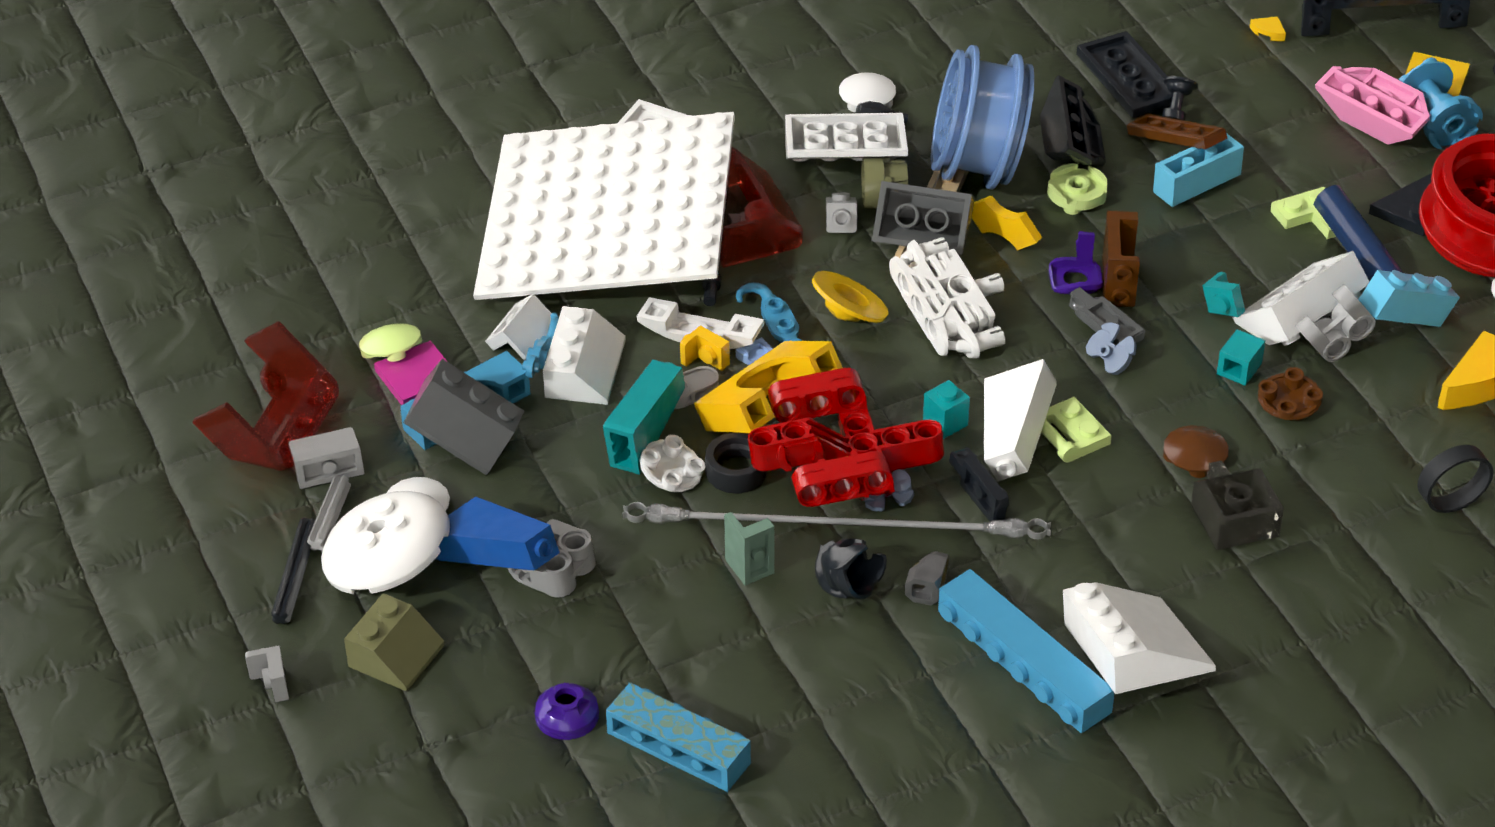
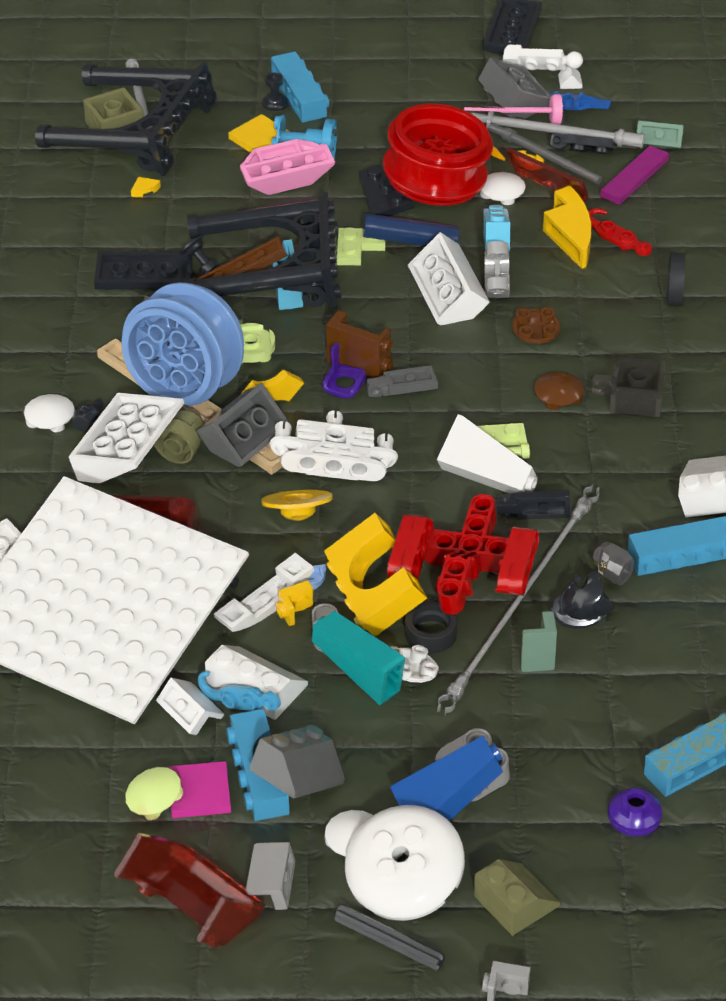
camera: 65 degrees left, 0 degrees up
(329, 512) = (335, 892): light grey axle -> none
(774, 312) = (281, 550): dark azure piece -> none
(841, 213) = (186, 471): light grey bracket -> none
(948, 407) = (449, 493): teal brick -> none
(1115, 356) = (446, 390): piece -> none
(1223, 296) = (424, 315): teal bracket -> none
(1241, 357) = (487, 331): teal brick -> none
(1294, 152) = (313, 225): none -> black arch

